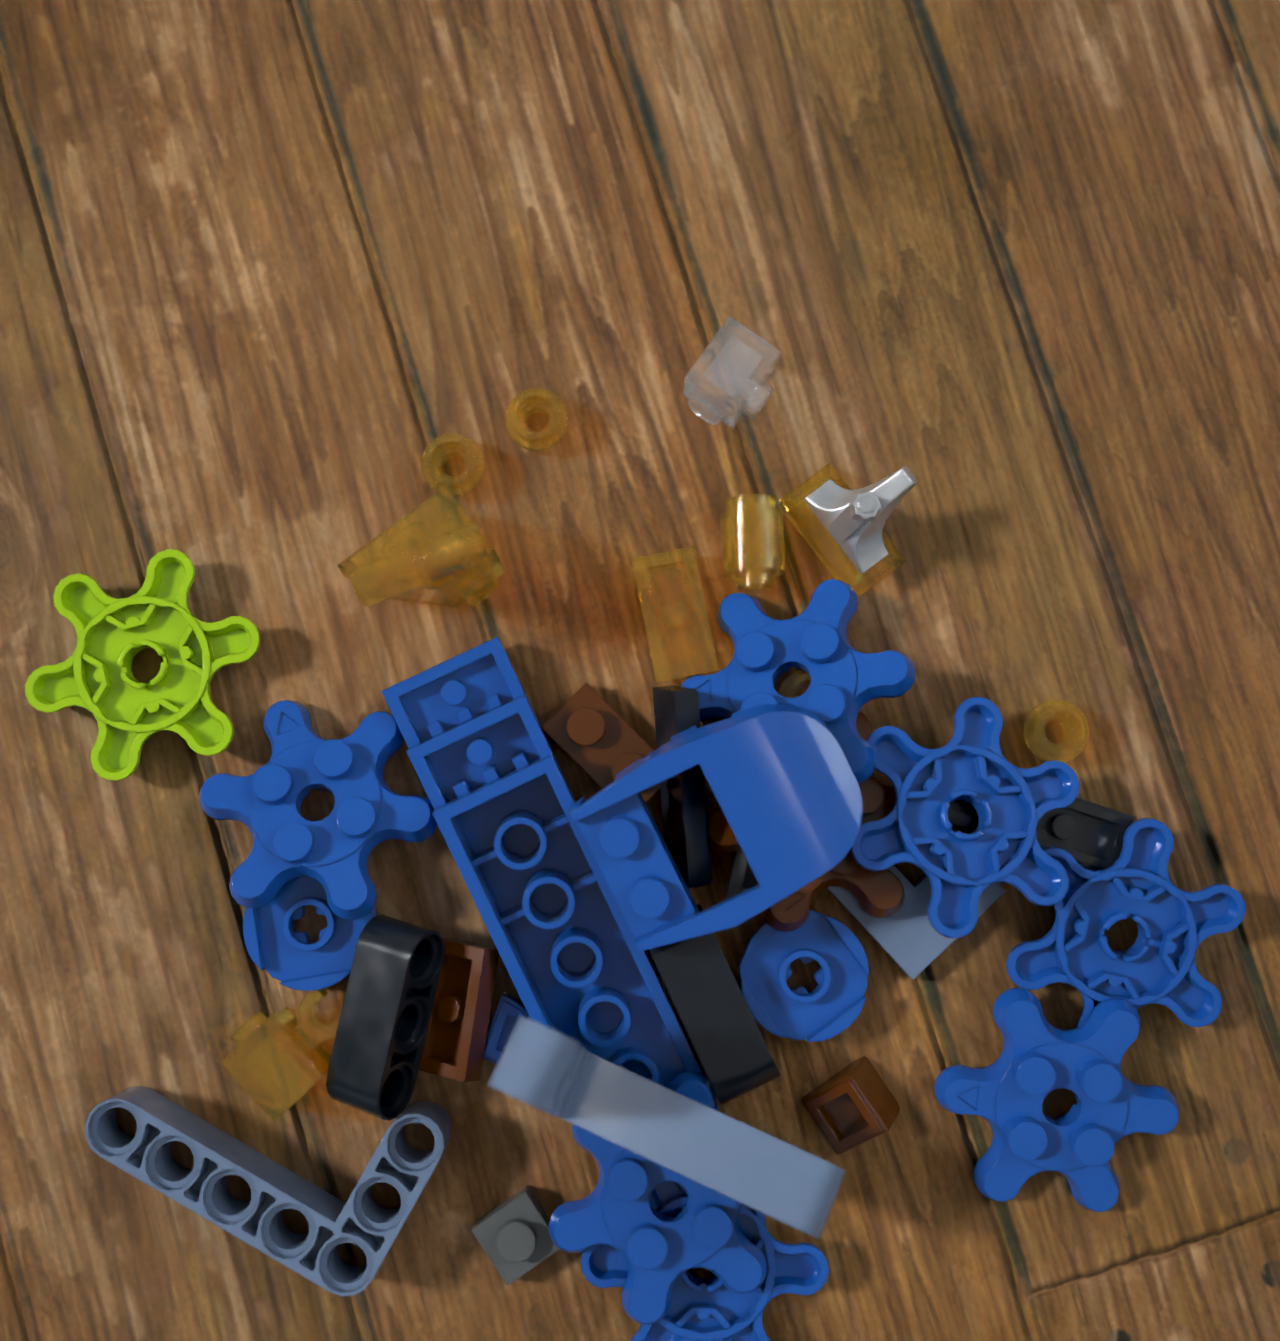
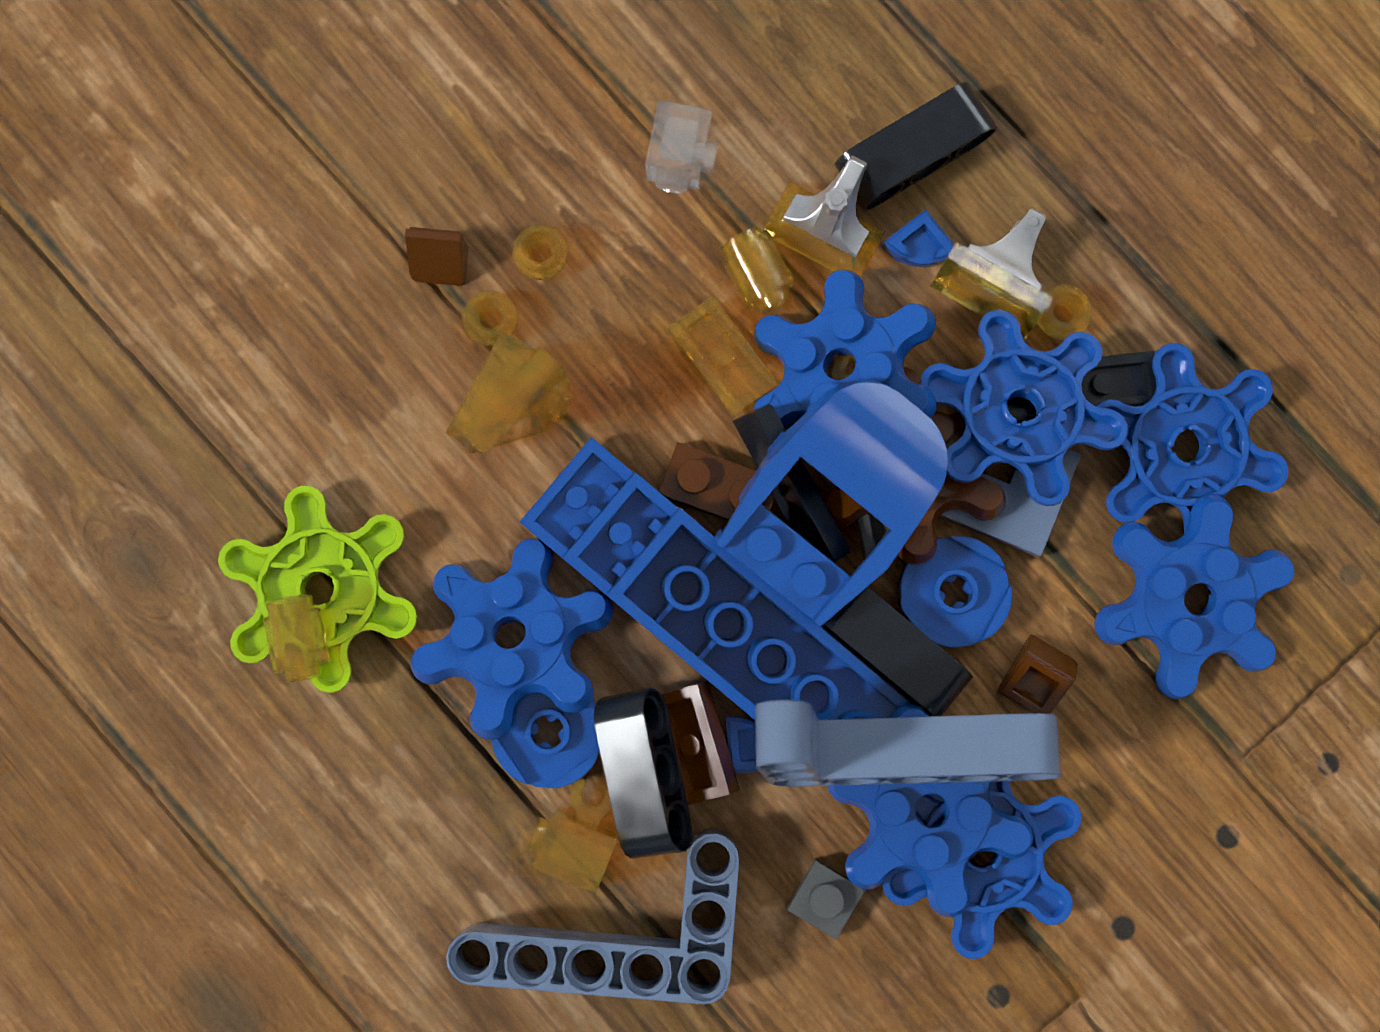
camera: 25 degrees left, 0 degrees up
(91, 707) = (296, 638): none -> clear yellow brick
(427, 375) = (436, 256): none -> reddish brown slope
(939, 590) = (919, 243): none -> blue tile
(985, 485) = (919, 144): none -> black beam
(1005, 662) = (998, 275): none -> clear yellow piece

